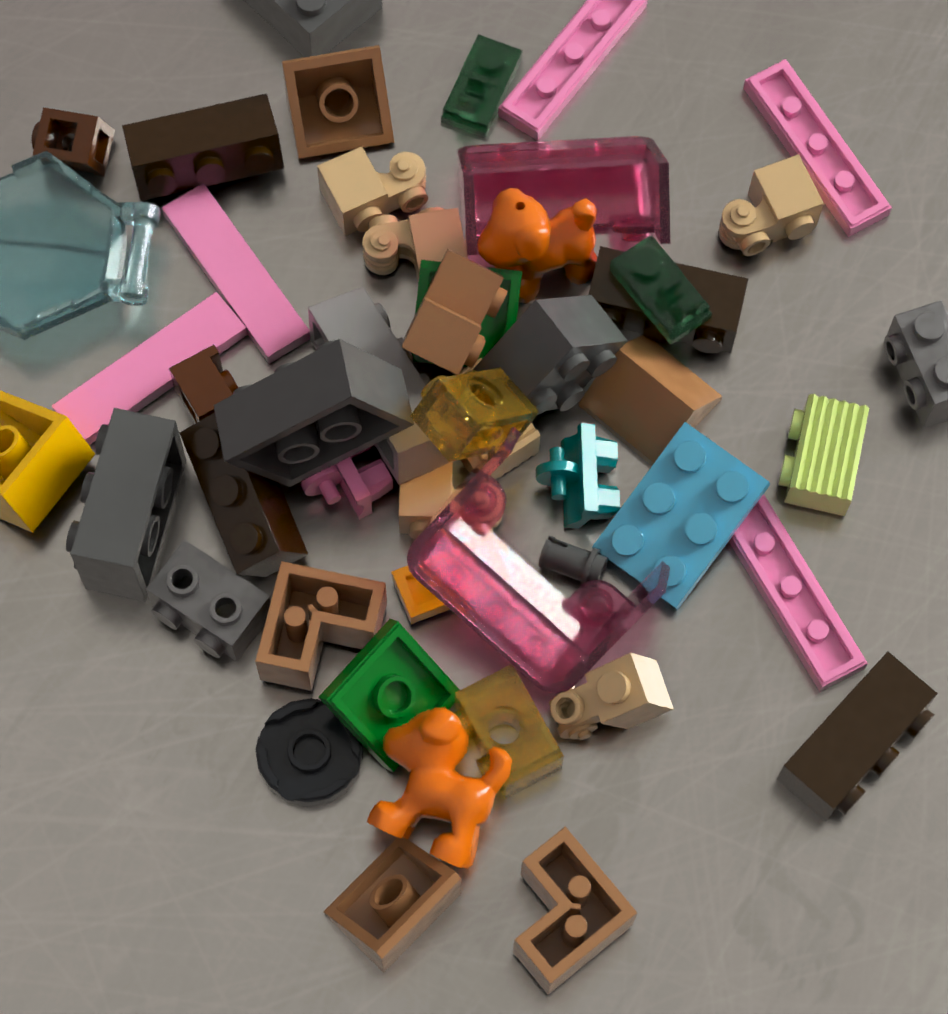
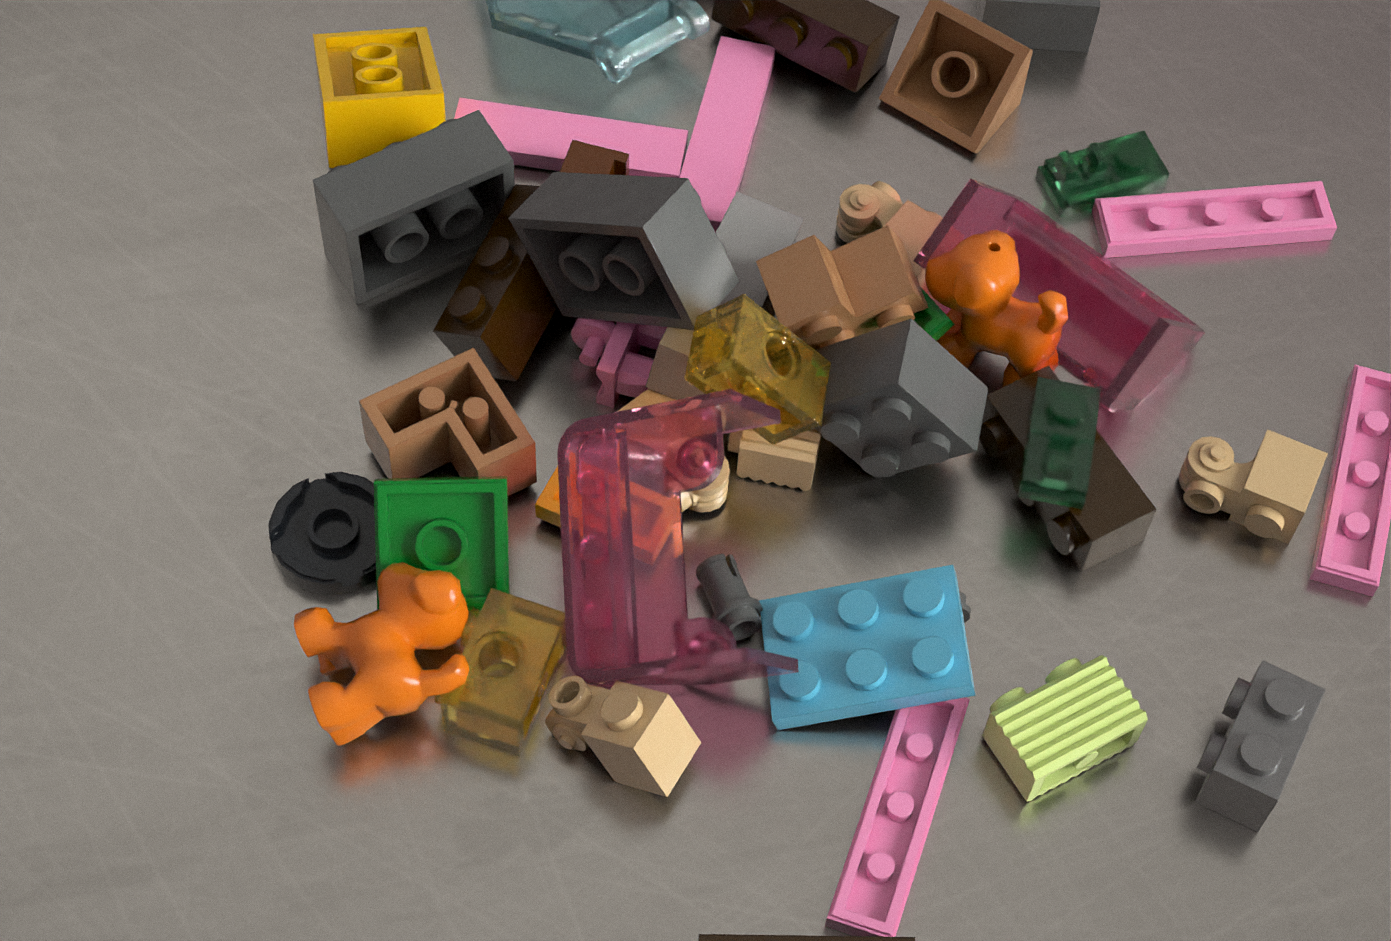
camera: 45 degrees right, 10 degrees down
(208, 601) = (392, 328): flat silver brick -> none
(360, 193) = (894, 153): tan brick -> none
(394, 901) = (244, 716): medium nougat slope -> none
(574, 476) = (843, 523): teal hips -> none
(583, 913) = (370, 877): medium nougat brick -> none
(648, 398) = (965, 519): medium nougat slope -> none

